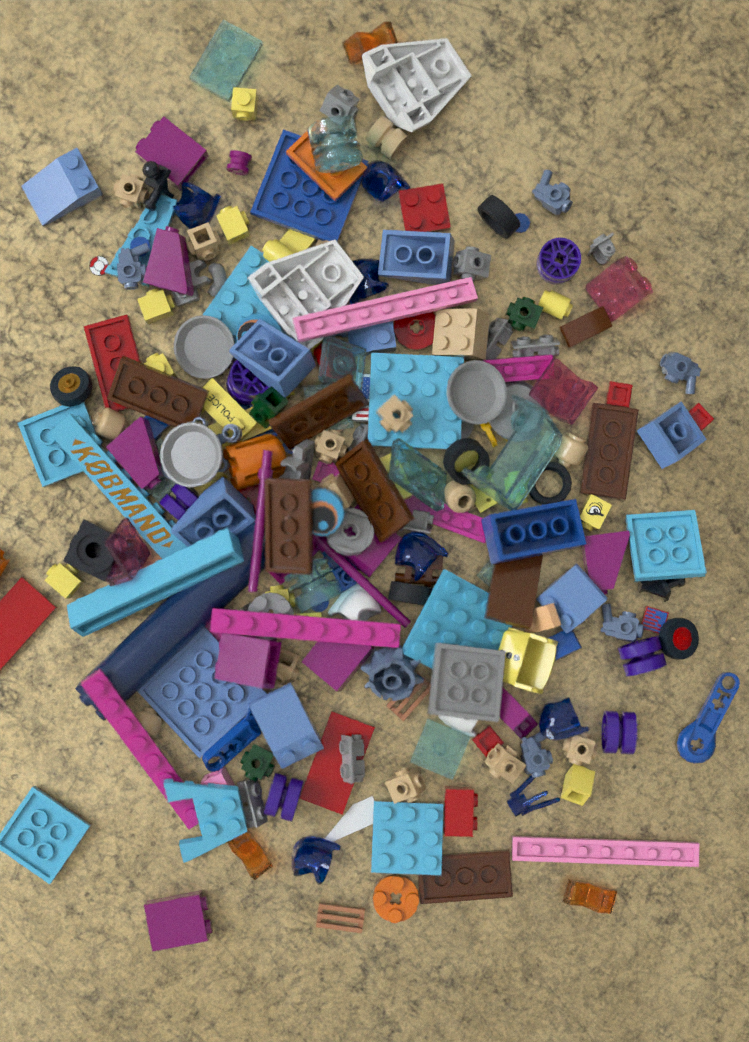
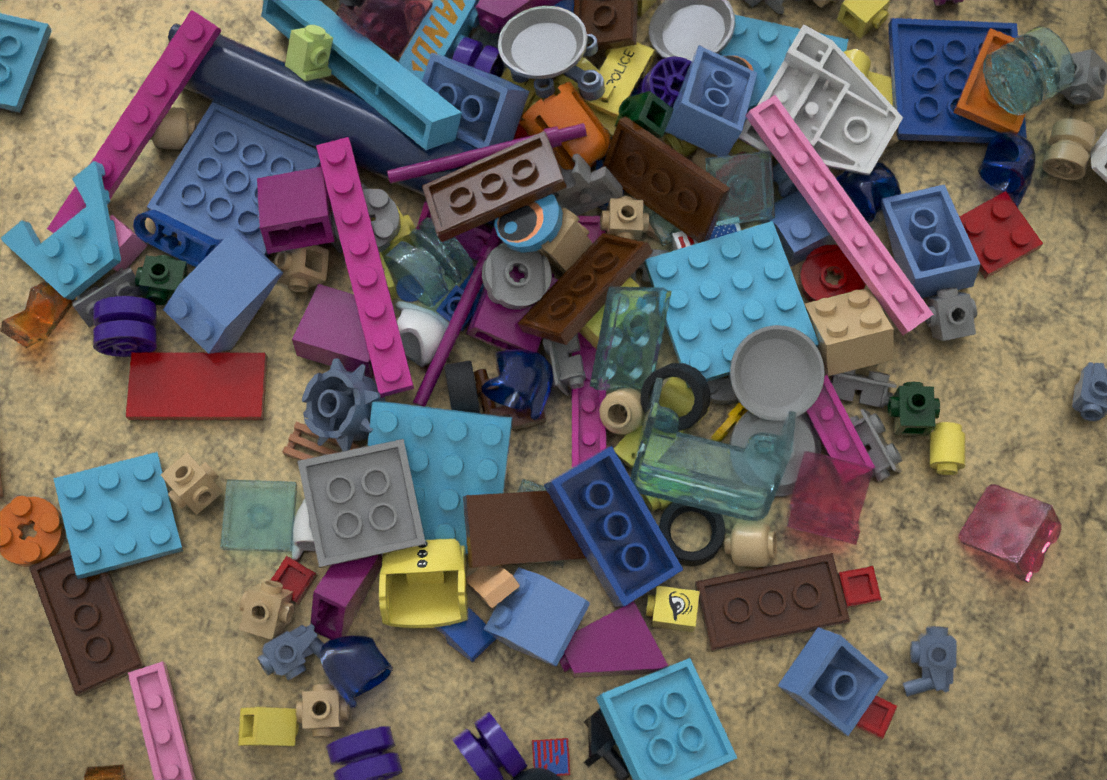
camera: 70 degrees right, 15 degrees down
(139, 614) = (309, 52): none -> yellowish green brick
(219, 278) = (790, 16): light grey arm -> none
(313, 856) = (59, 388): clear blue piece -> none
(352, 769) = (193, 402): light grey hinge -> none
(356, 818) = (123, 438): white sticker -> none
(393, 406) = (699, 270): tan brick -> none
(459, 811) = (177, 572): red brick -> none
(498, 216) = (1033, 325): black tyre -> none
(521, 805) = (215, 656): clear blue plant -> none
(524, 222) = (1037, 365): blue sticker -> none
(564, 251) = (1024, 420): dark purple wheel -> none
(586, 326) = (935, 502): reddish brown slope -> none
(602, 248) = (1056, 475): light grey hinge -> none
(623, 628) = (523, 713): sand blue piece -> none

